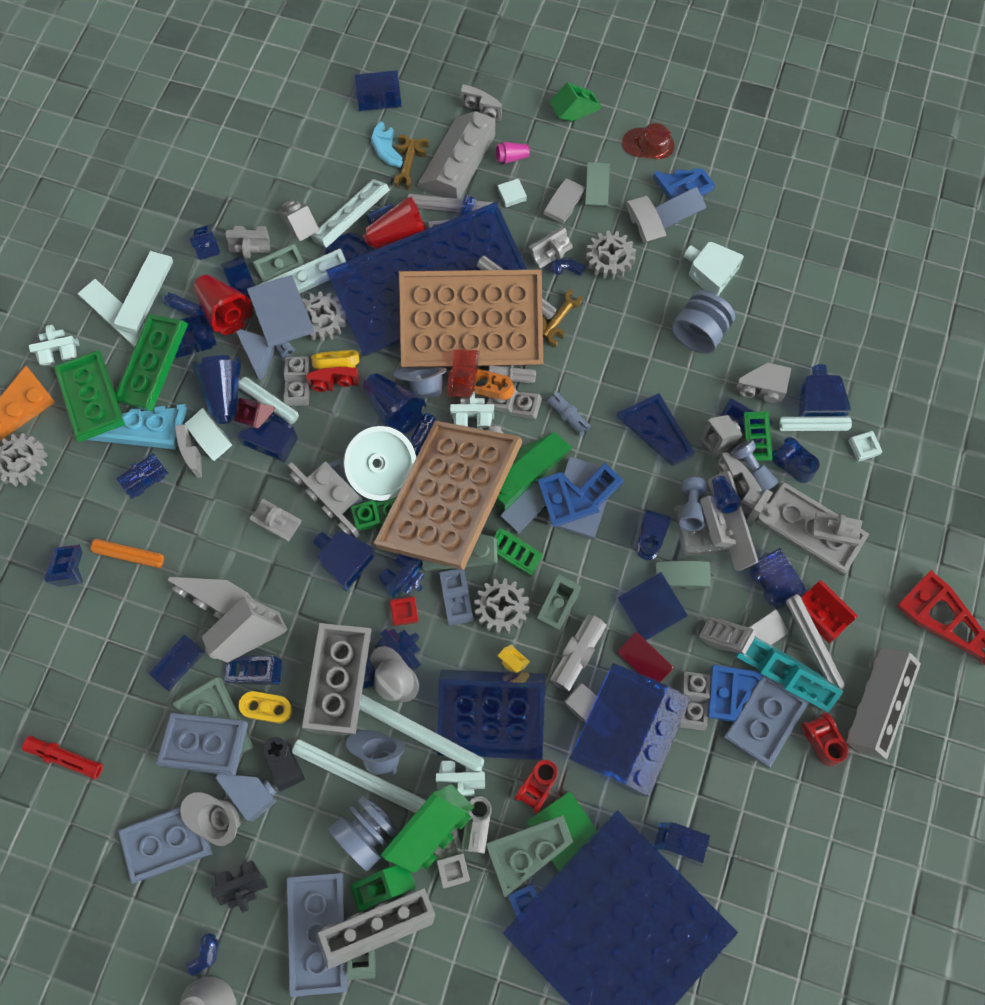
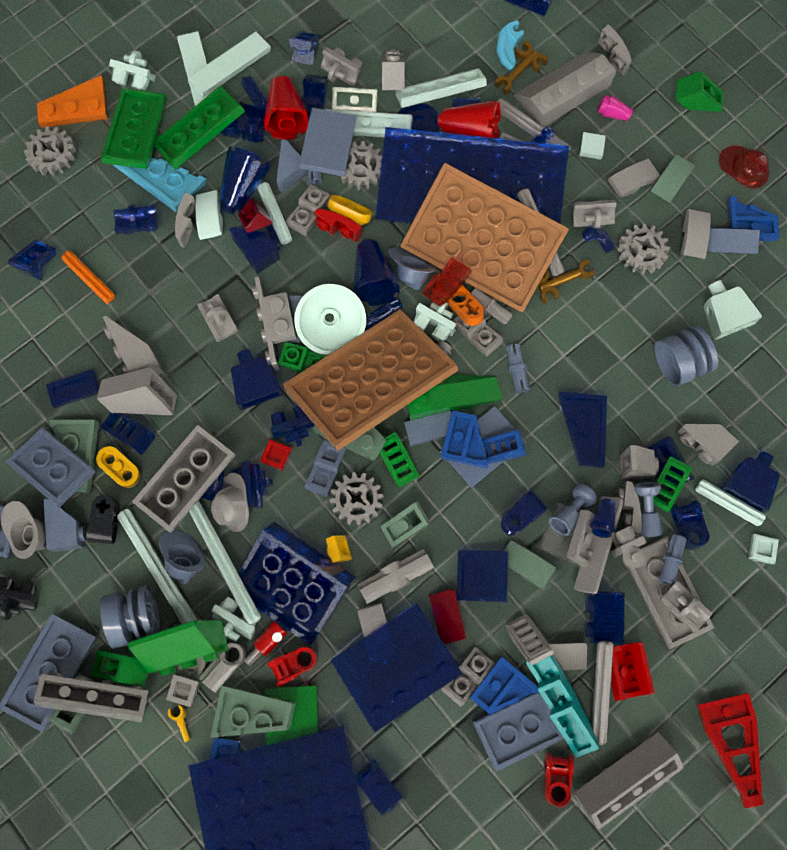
camera: 30 degrees right, 5 degrees up
(469, 902) = (180, 722): none -> yellow hand
(501, 780) = (266, 642): none -> red piece
(800, 497) = (672, 559): none -> sand blue axle

